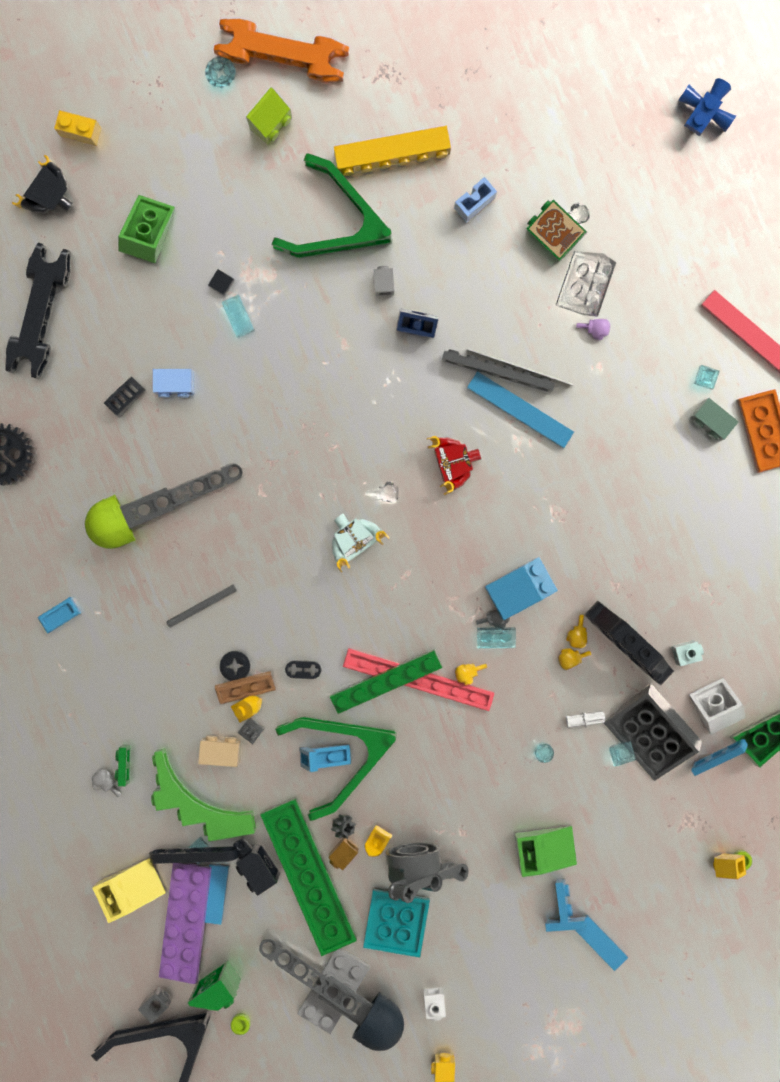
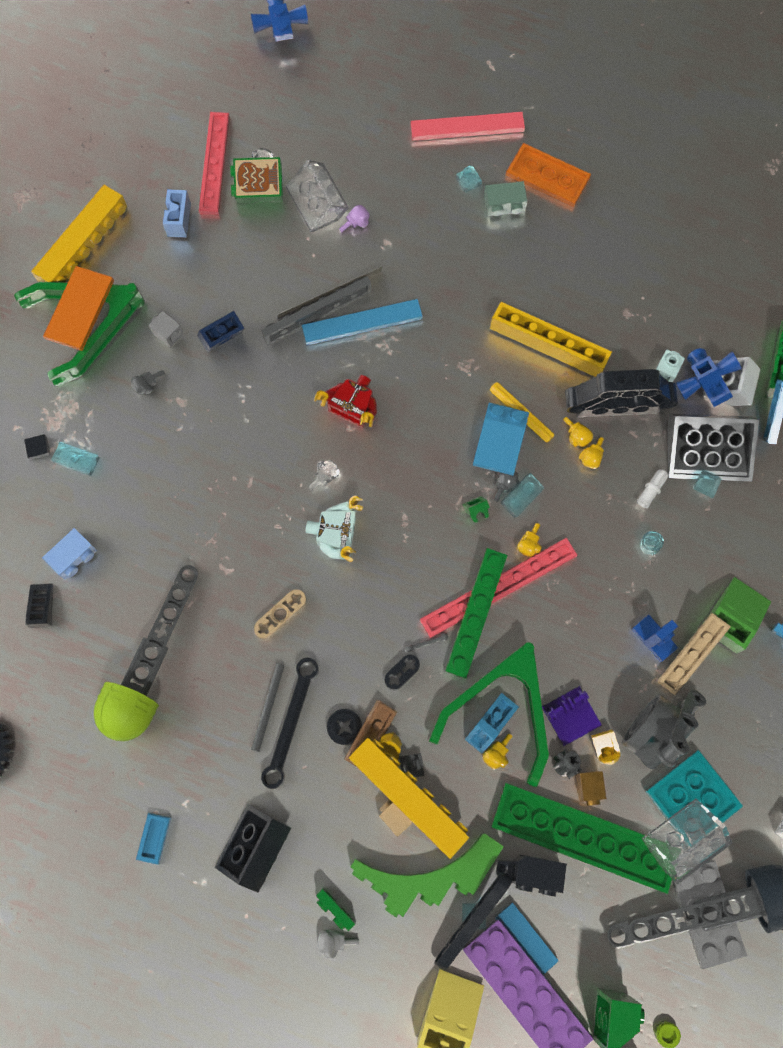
camera: 45 degrees left, 15 degrees down
(110, 681) = (252, 848): none -> black slope
(204, 630) = (290, 723): none -> black piece
(226, 750) = (409, 798): none -> yellow brick
(280, 562) = (280, 623): none -> tan beam
(306, 779) = (495, 754): none -> yellow piece
(333, 307) = (144, 383): none -> dark grey piece
(338, 211) = (78, 308): none -> orange tile
(352, 673) = (443, 636): none -> dark grey hinge
(363, 942) = (687, 840): none -> clear slope
(377, 801) = (571, 715): none -> dark purple hinge
(458, 614) = (475, 506): none -> green tile
(480, 810) = (657, 638): none -> blue bracket
(490, 845) = (693, 653): none -> tan tile
(543, 181) = (214, 163): none -> coral tile
(557, 578) = (532, 422): none -> yellow axle
(628, 554) = (550, 339): none -> yellow brick
(703, 688) = (709, 376): none -> blue brick

